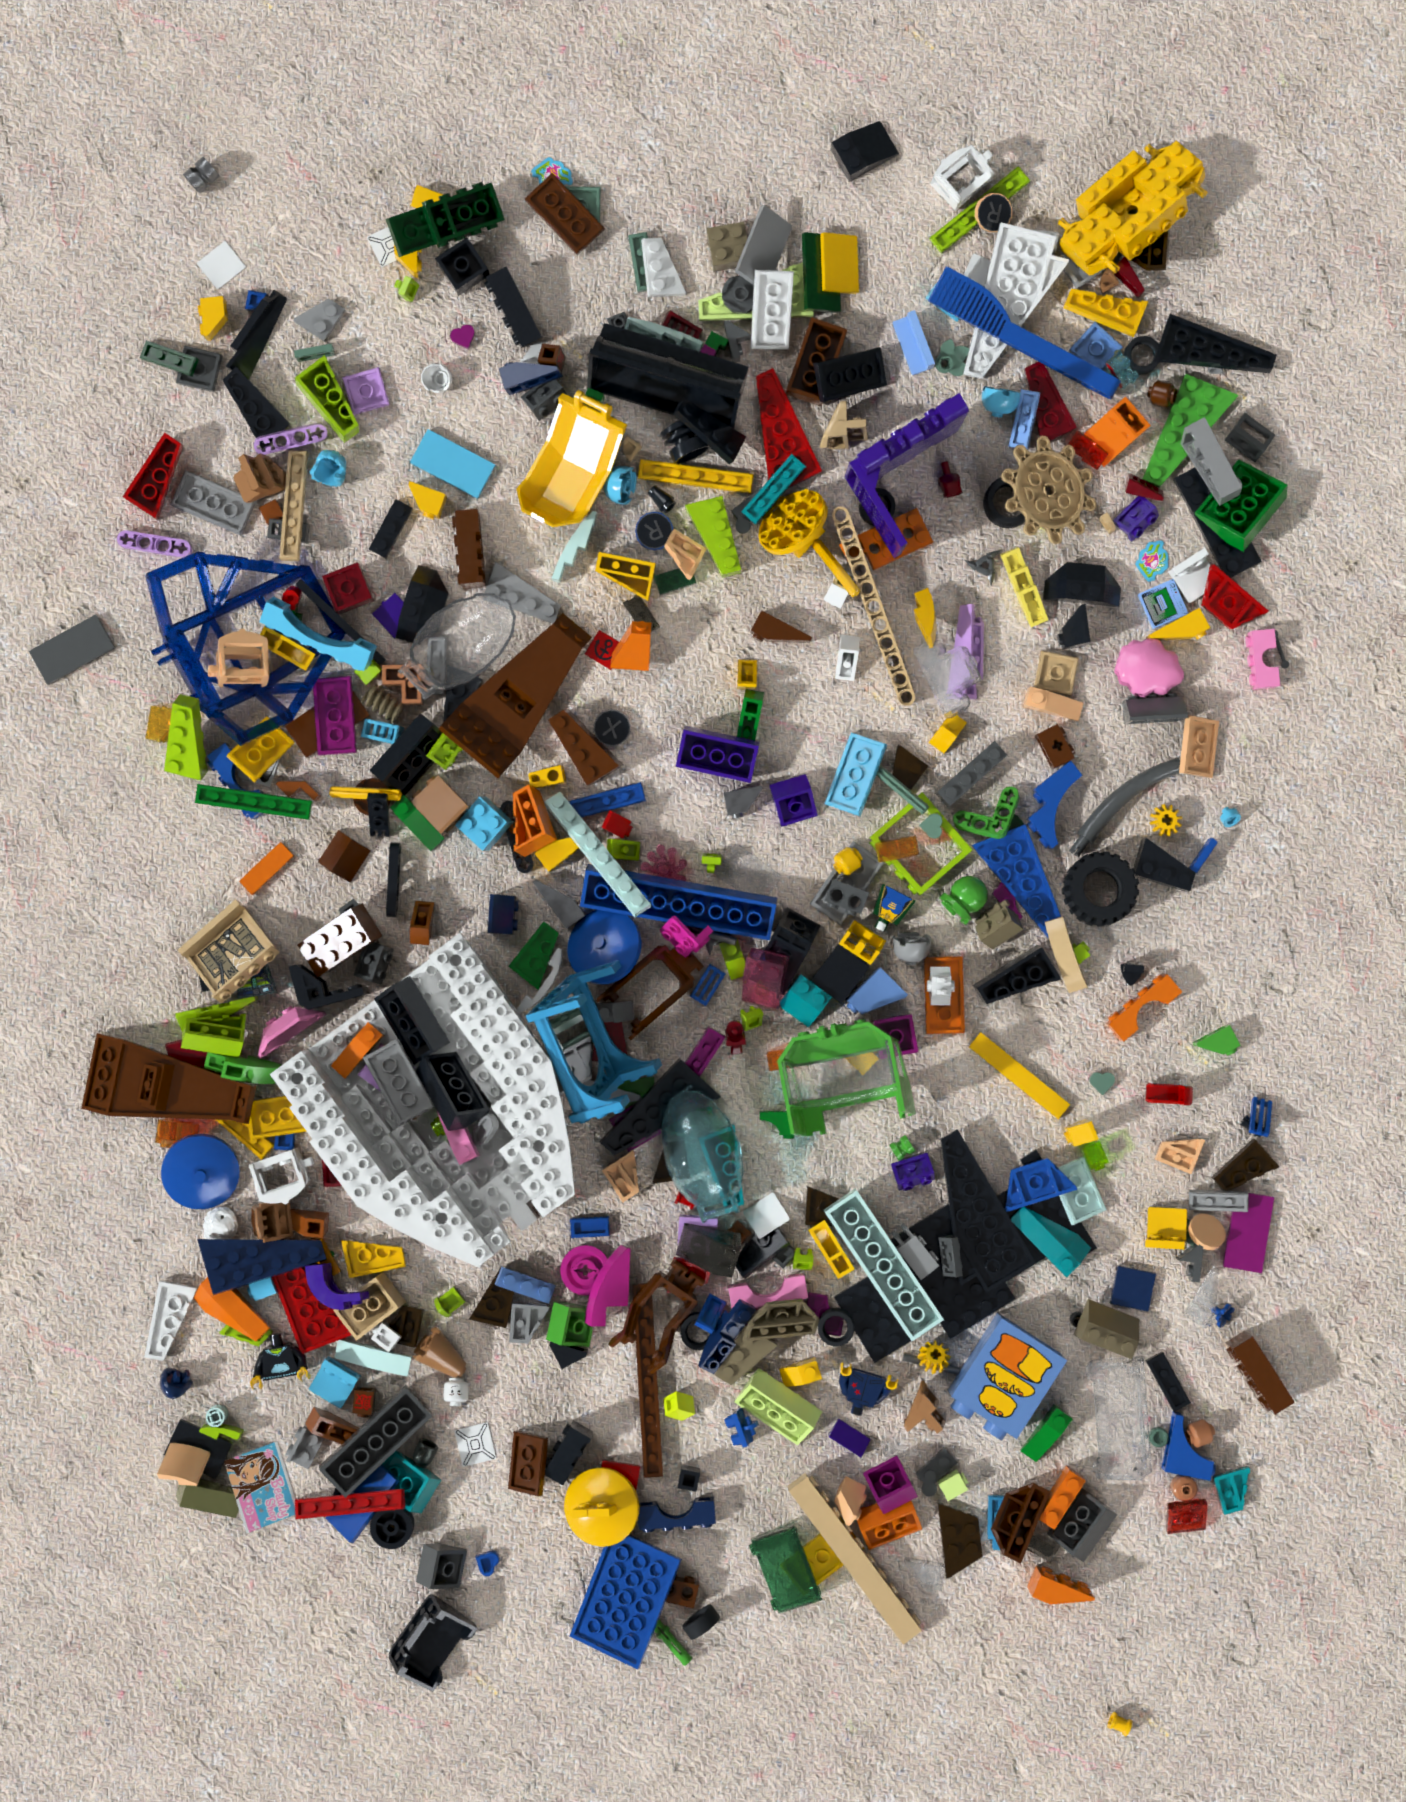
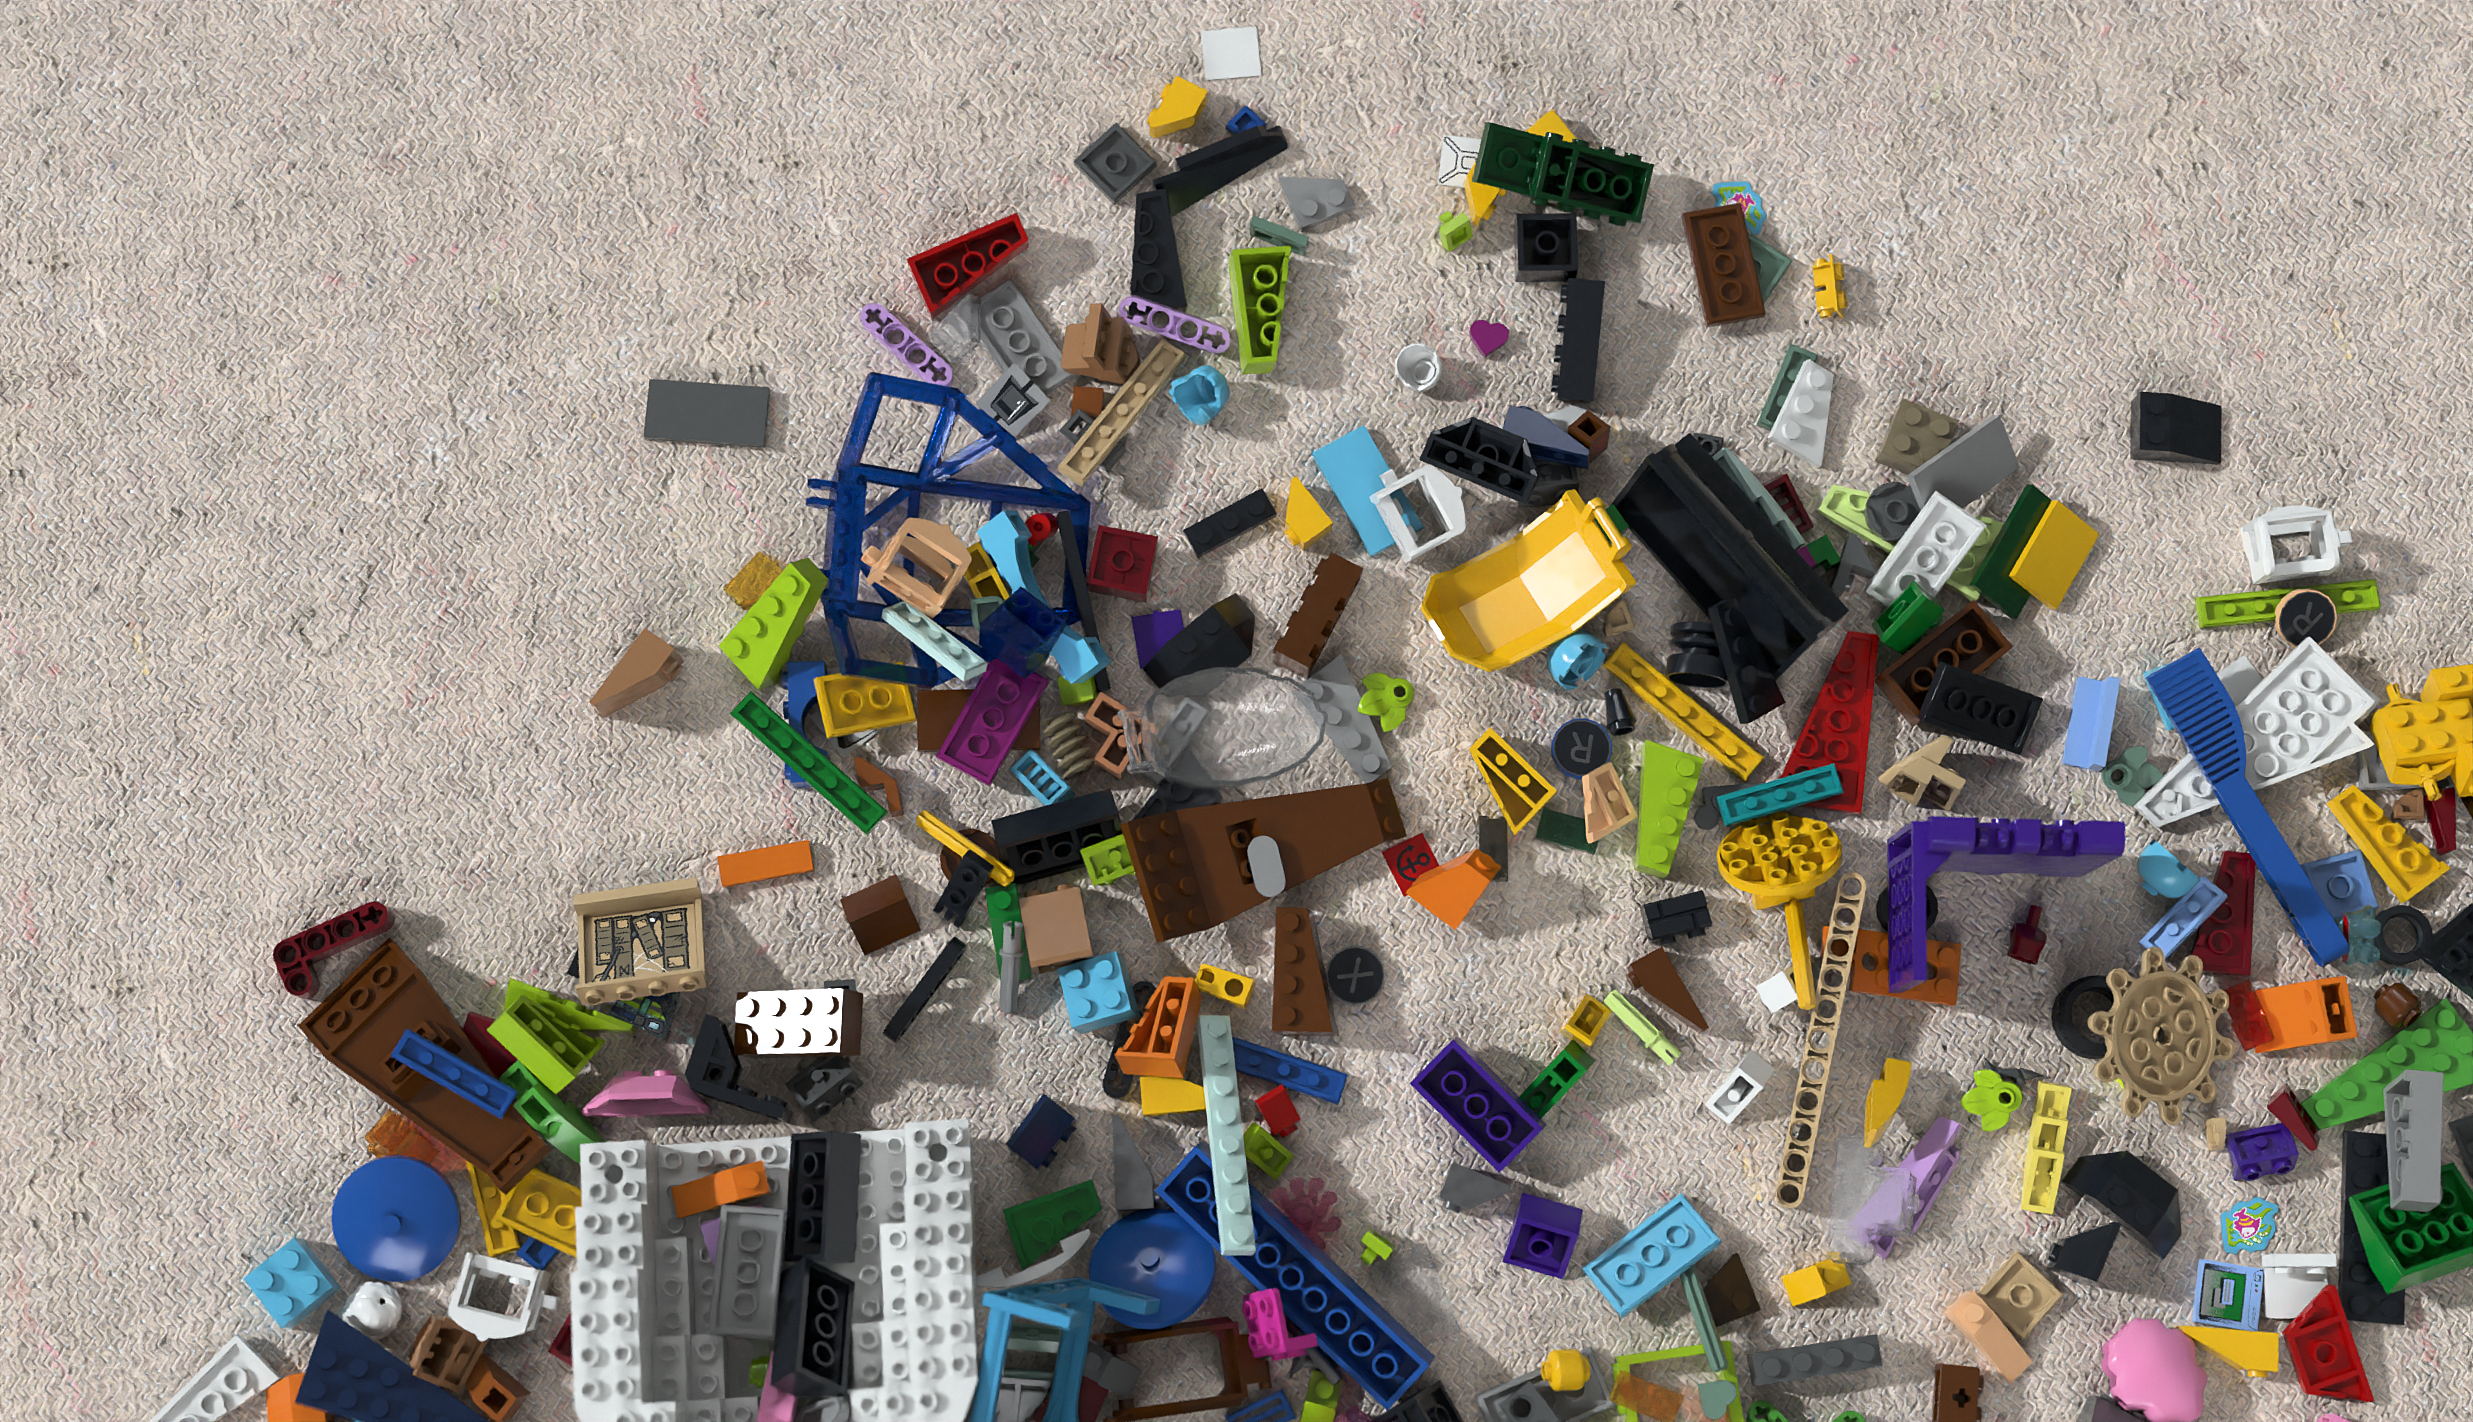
camera: 30 degrees right, 10 degrees down
(70, 1054) = (334, 944): none -> dark red beam
(132, 811) = (641, 671): none -> medium nougat slope
(169, 358) = (1085, 126): tile -> none
(169, 1237) = (292, 1283): none -> medium azure brick
(177, 517) = (959, 331): none -> clear slope
(179, 1080) = (454, 1073): none -> blue tile
(231, 537) = (1013, 400): none -> sticker
(276, 695) = (934, 640): none -> light aqua tile
(293, 661) = (982, 608): none -> sand green tile
(319, 660) = (1021, 632): none -> clear blue slope
(366, 391) = (1314, 326): lavender tile -> none
(421, 923) = (924, 1073): dark orange slope -> none
(430, 840) = (1010, 968): none -> light grey axle
(497, 444) = (1442, 499): none -> white animal
(503, 406) = (1484, 457): none -> black wedge
(528, 701) = (1266, 866): none -> light grey tile
(532, 573) = (1383, 702): none -> lime plate
(578, 541) = (1469, 696): light aqua slope -> none
(625, 183) = (1833, 298): none -> yellow hinge
(759, 589) = (1676, 917): none -> black brick
(777, 658) = (1642, 1026): none -> yellowish green axle
(783, 349) = (1908, 618): none -> green slope
(979, 582) = (1987, 1099): none -> lime plate

